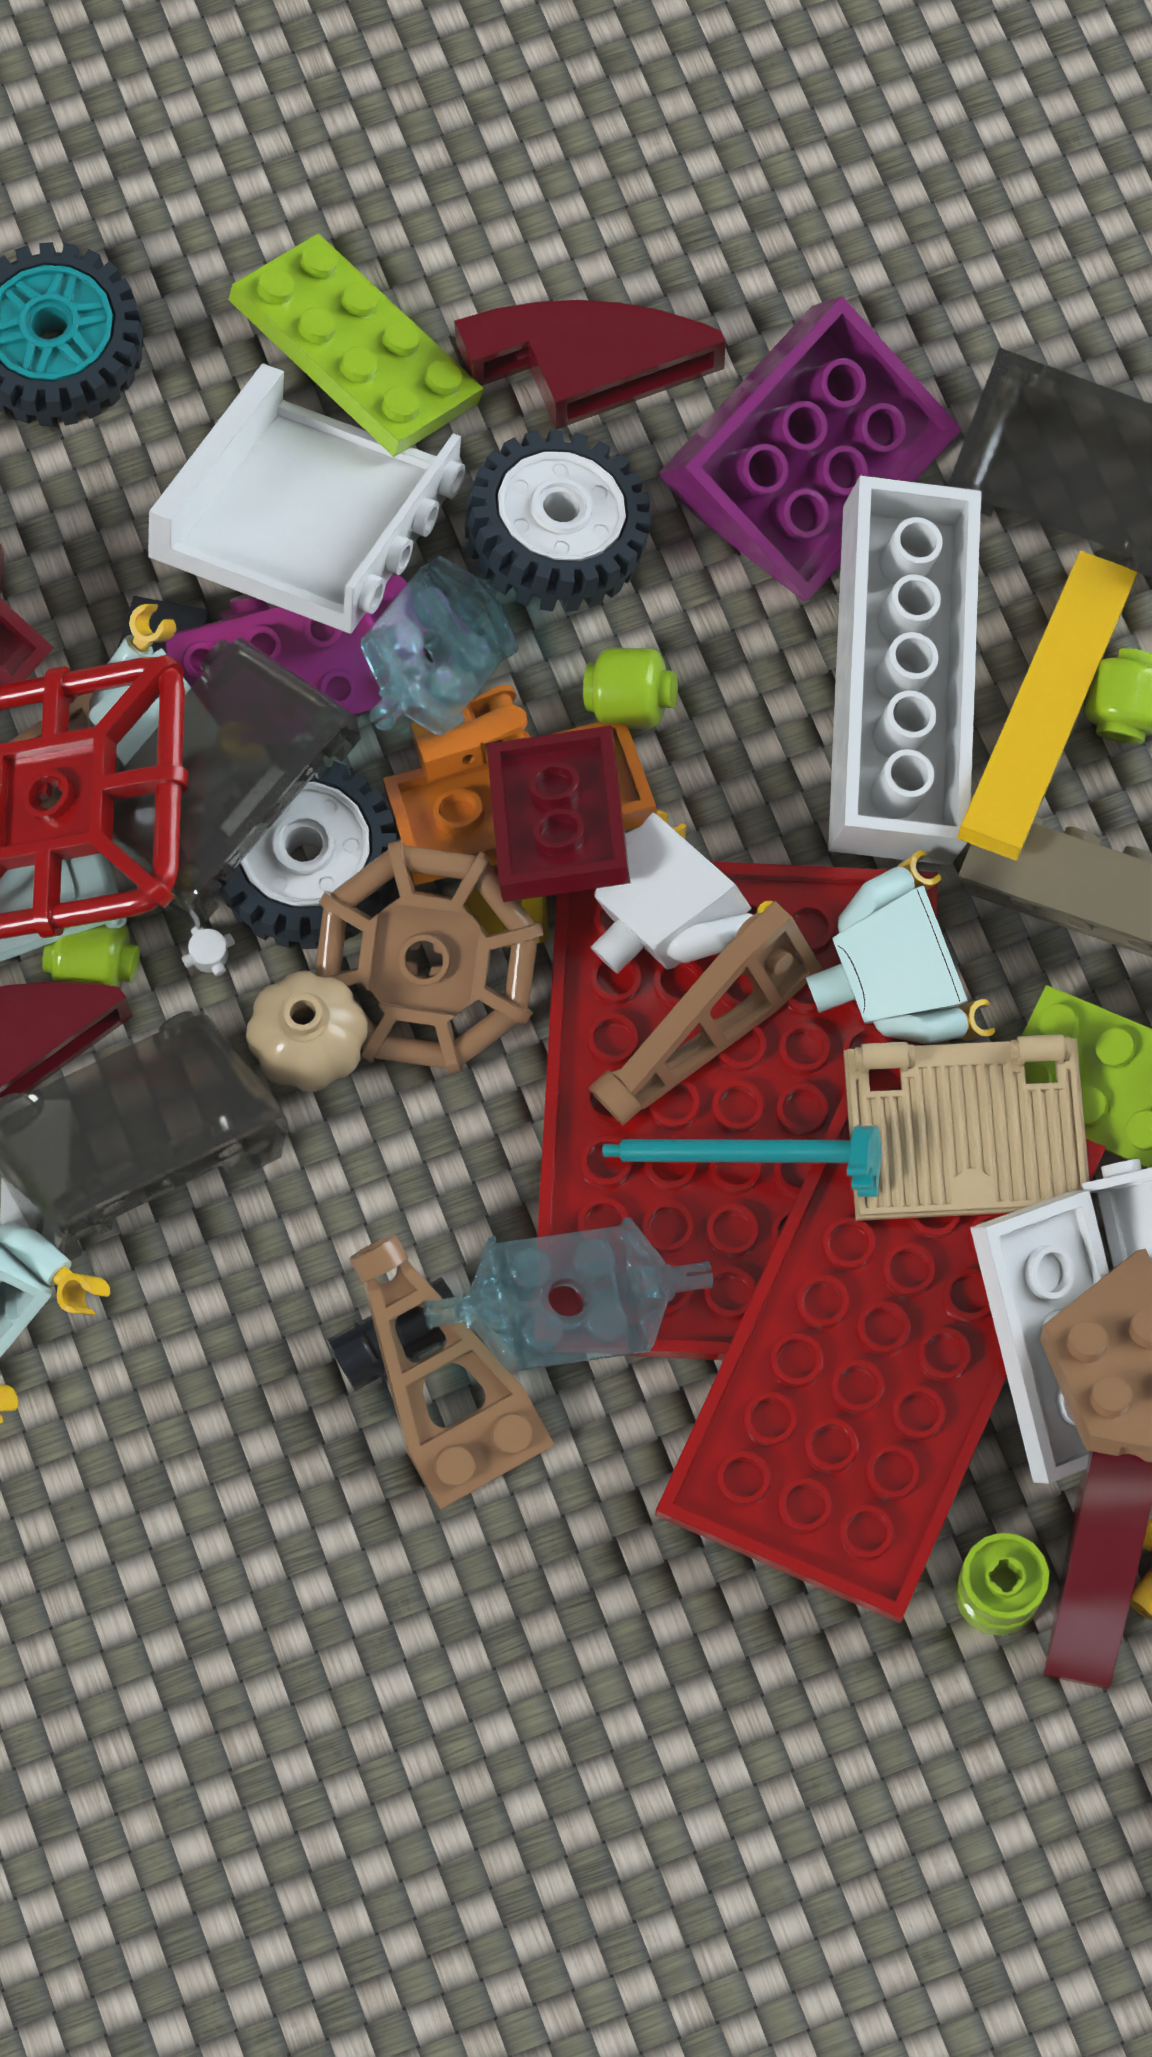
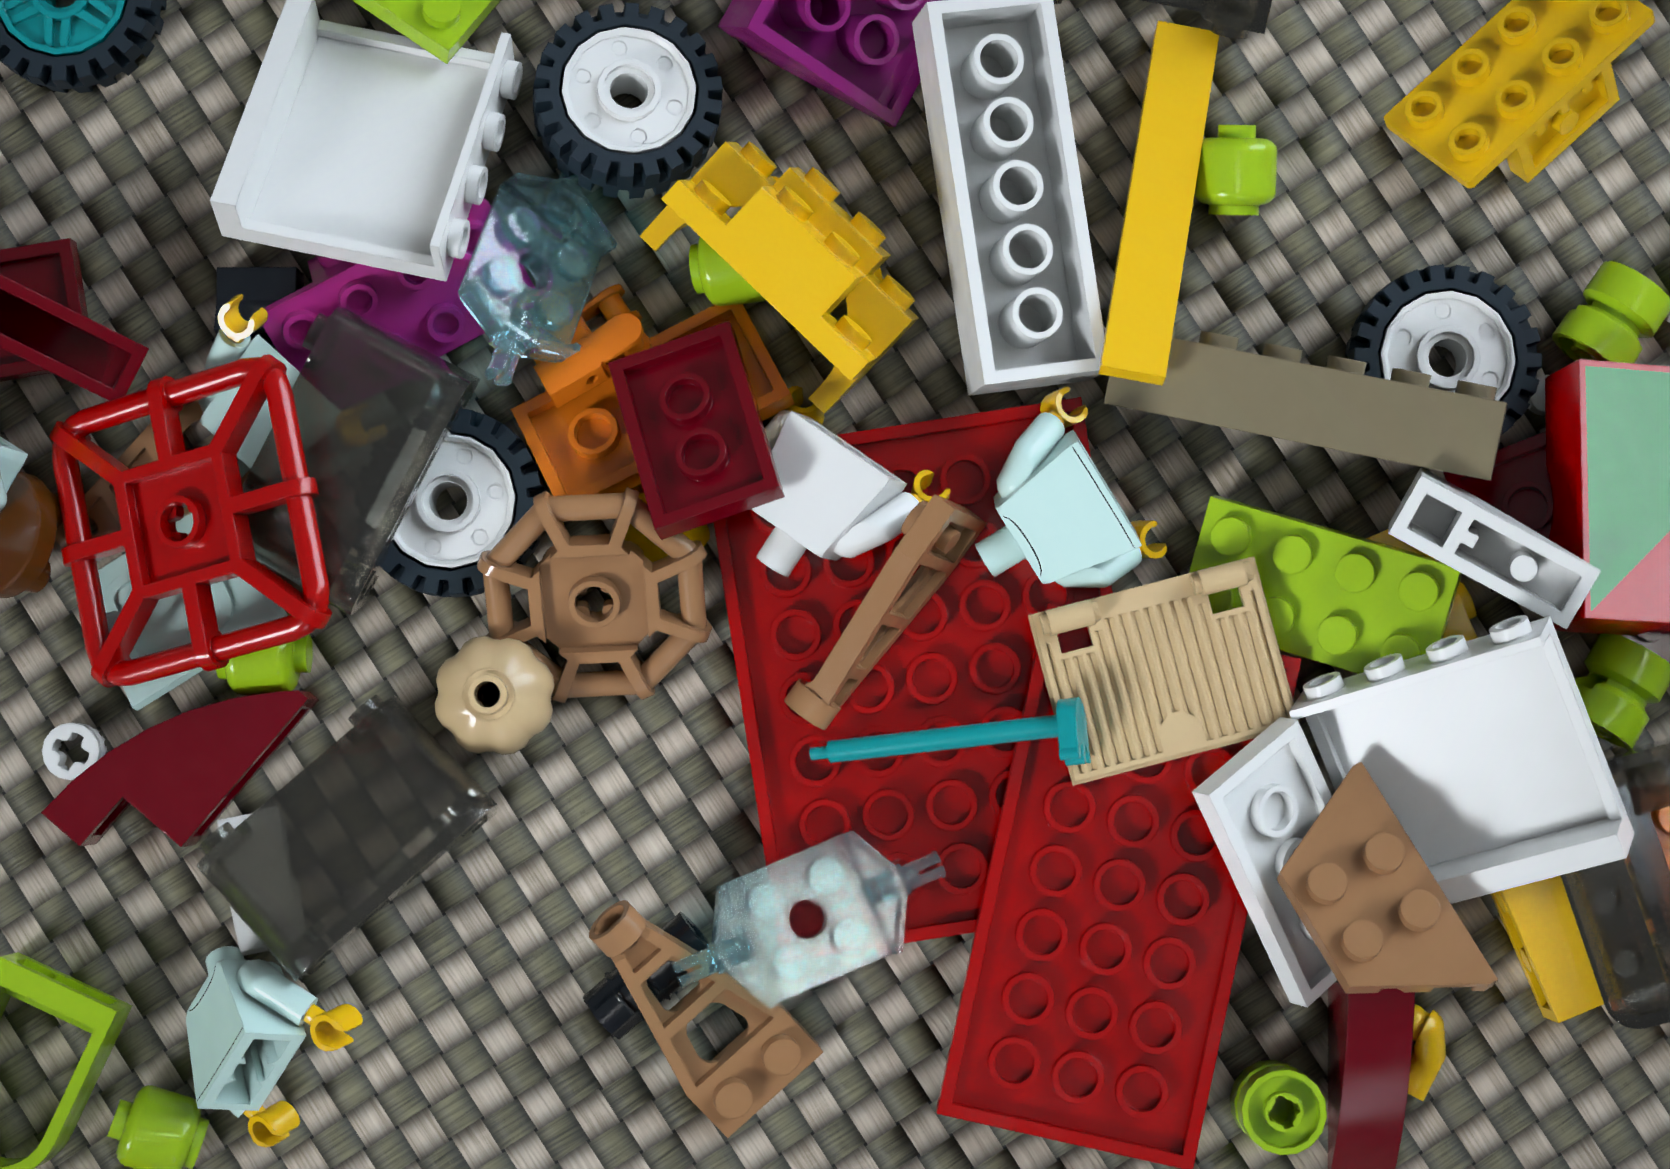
camera: 10 degrees left, 15 degrees up
(208, 950) = (378, 621): white piece -> none
(694, 682) = (797, 255): none -> yellow piece

